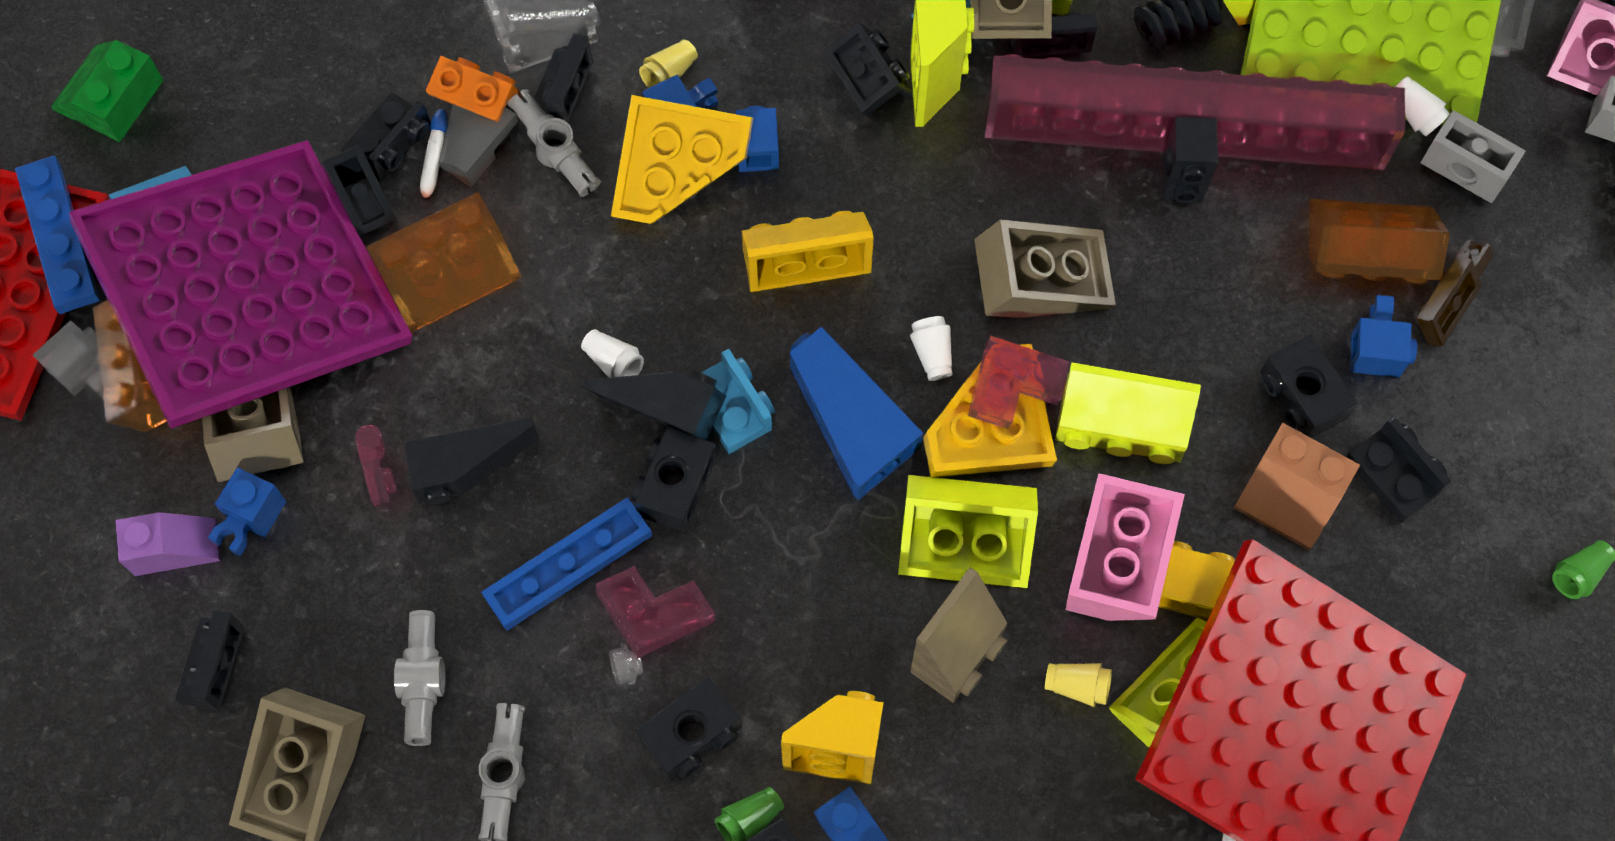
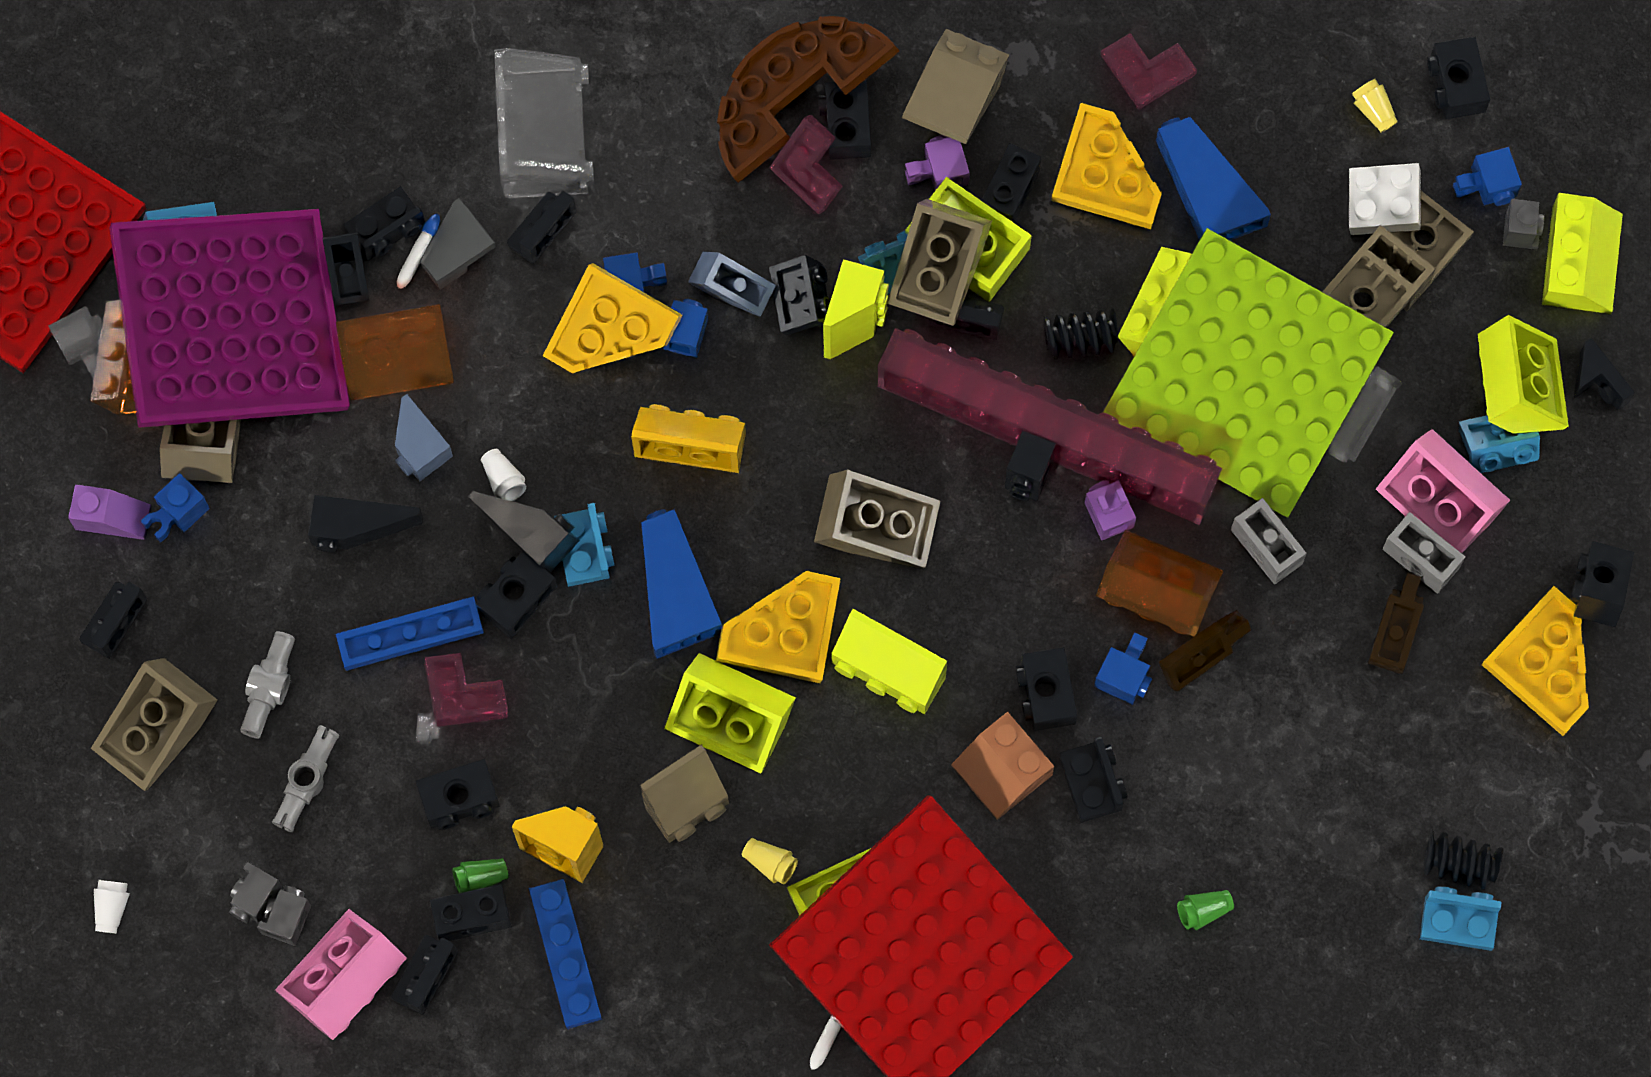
camera: 20 degrees right, 5 degrees up
(58, 246) = (94, 218): blue plate -> none
(110, 89) = (171, 107): green slope -> none
(371, 451) = (285, 517): clear pink plate -> none
(471, 89) = (466, 210): orange bracket -> none
(505, 349) = (418, 442): none -> sand blue slope
(561, 158) = (521, 293): light grey pin -> none
(668, 63) = (636, 236): light yellow cone -> none
(788, 76) = (731, 282): none -> sand blue slope
(933, 345) = (762, 554): white cone -> none
(1013, 370) = (810, 595): clear pink plate -> none
(1124, 550) = (840, 769): bright pink slope -> none
(1194, 580) = (880, 805): yellow brick -> none
(1289, 178) = (1109, 509): none -> medium lavender brick
(1422, 107) = (1238, 484): white cone -> none

